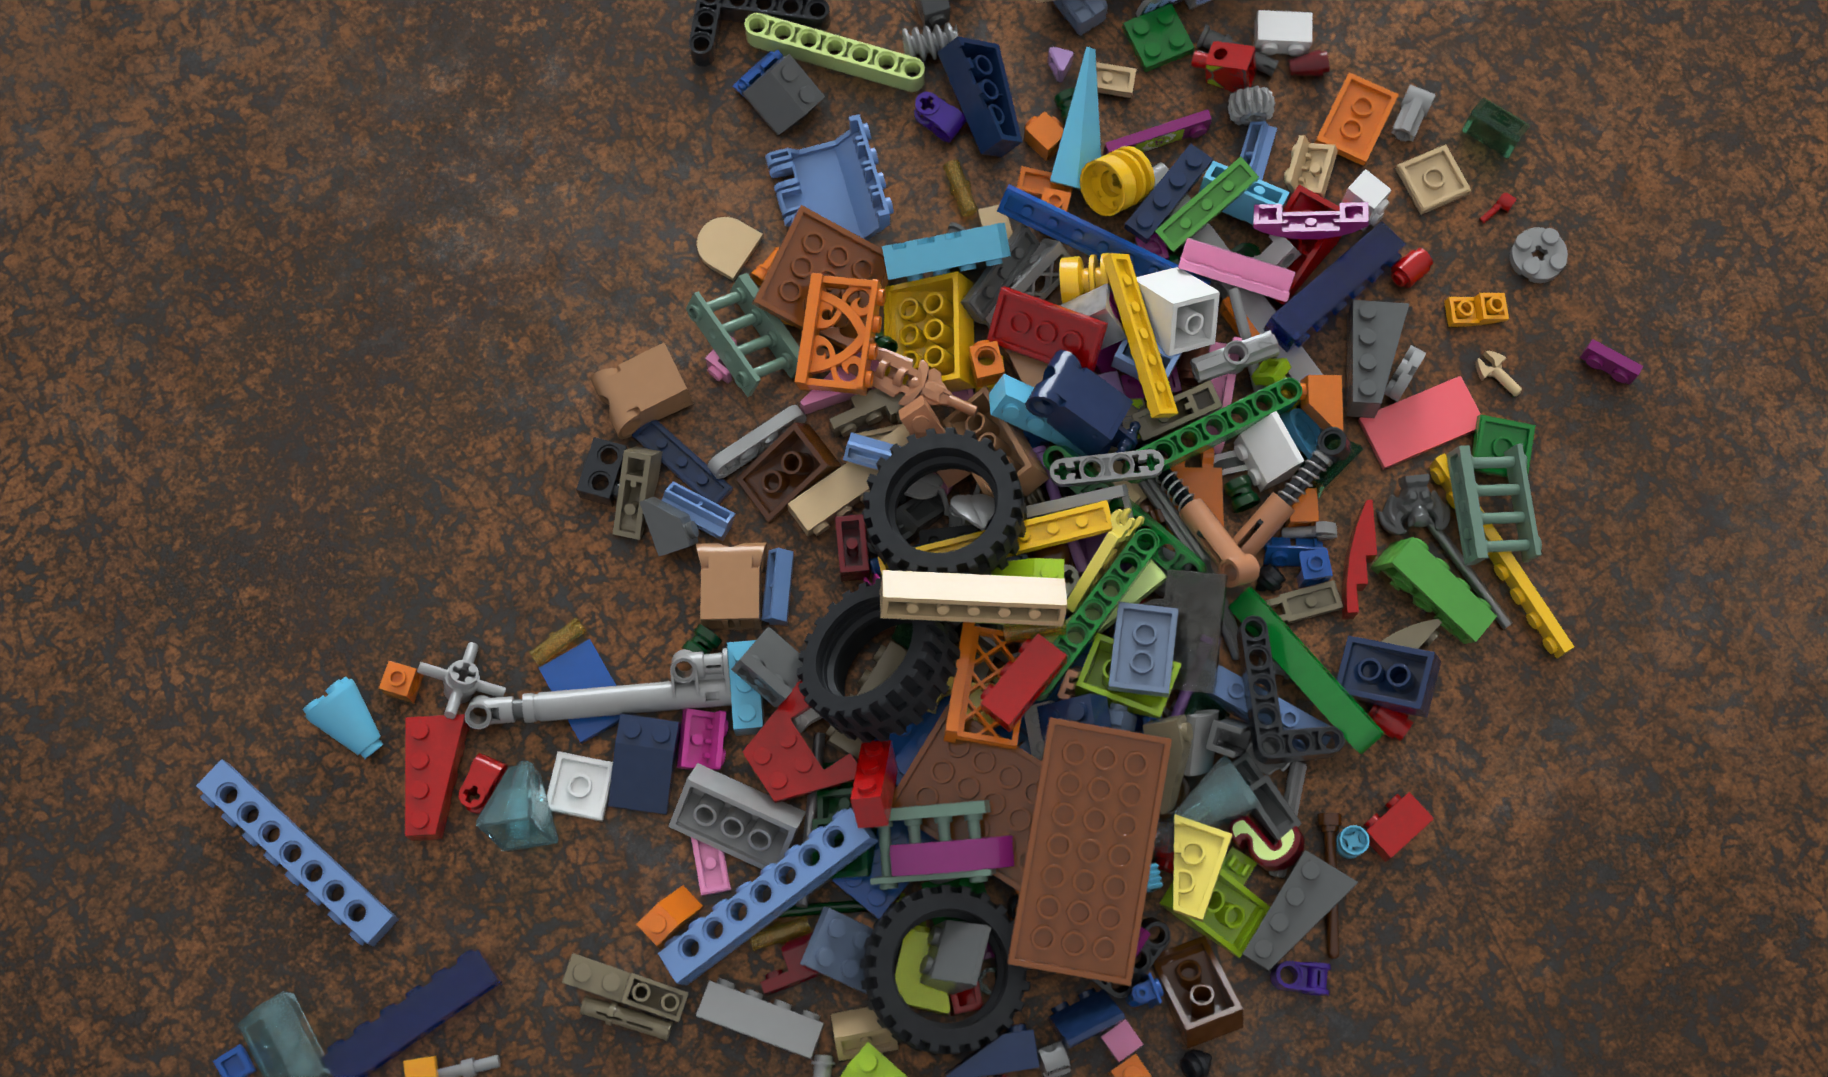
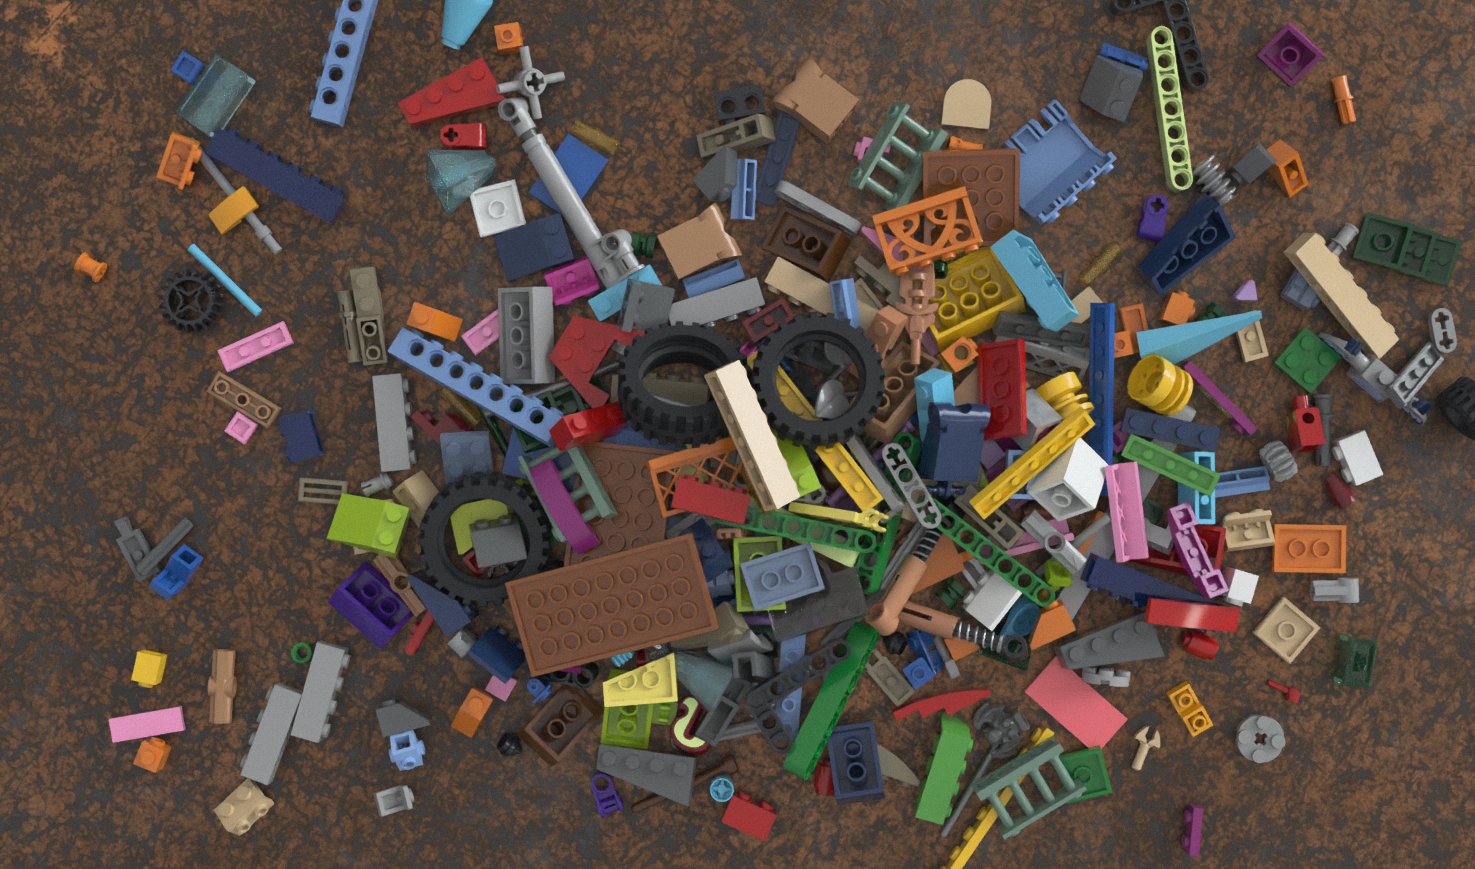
camera: 70 degrees right, 15 degrees up
(809, 589) = (719, 304): none -> light grey brick
(1377, 253) = (1191, 614): none -> red slope

